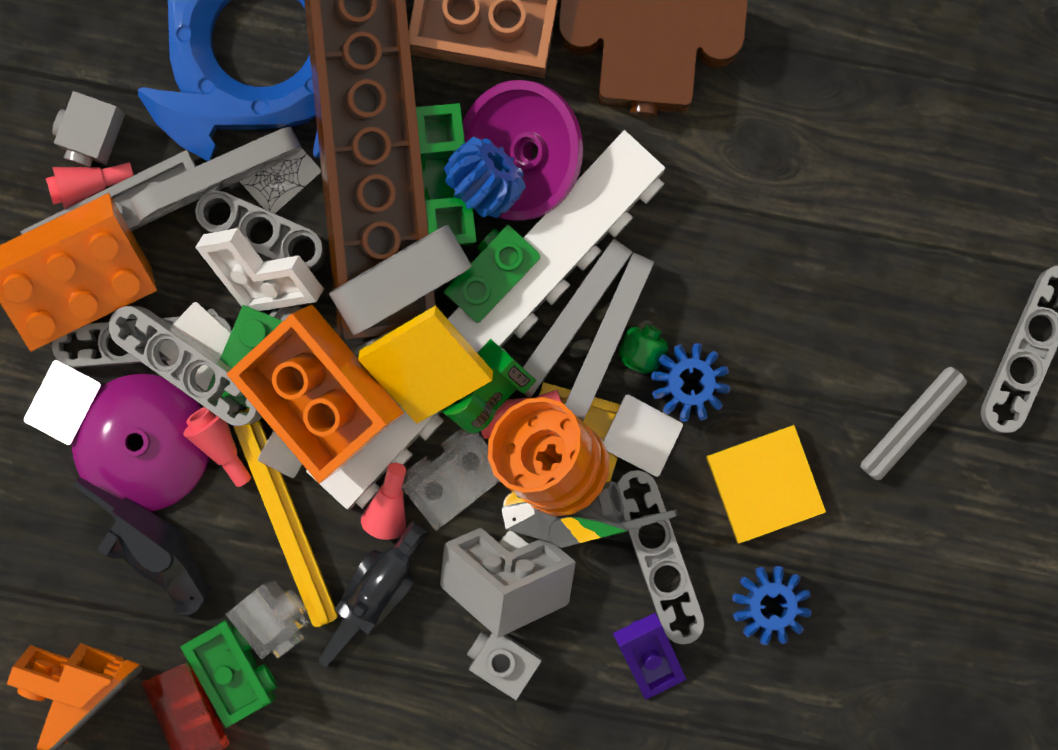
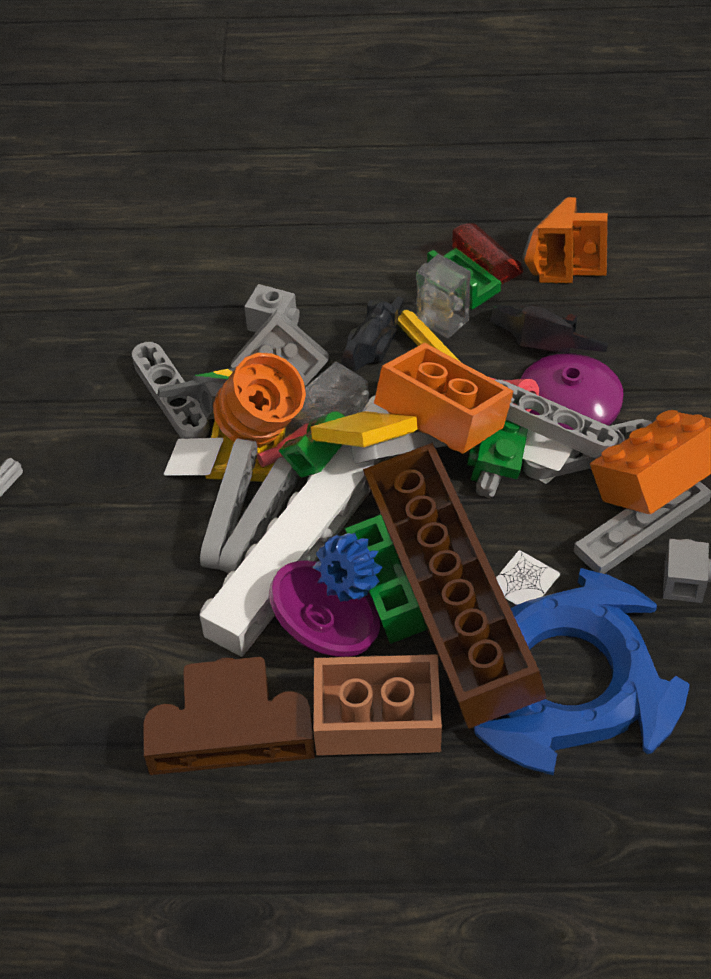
camera: 170 degrees right, 35 degrees down
(62, 402) = (636, 401): white sticker -> none
(78, 183) = (683, 527): coral cone -> none
(215, 174) = (569, 545): light grey beam -> none
(246, 215) = (523, 526): light grey beam -> none
(256, 282) = (513, 487): white plate -> none
(386, 511) = (371, 371): coral cone -> none
(400, 280) = (396, 477): light grey beam -> none
(493, 274) = (329, 516): green bracket -> none
(642, 349) = (198, 513): green piece -> none
(649, 656) = (173, 336): dark purple slope -> none
(706, 382) = (160, 490): blue gear -> none
(765, 484) = (95, 446): yellow tile -> none
(771, 621) = (83, 372): blue gear -> none

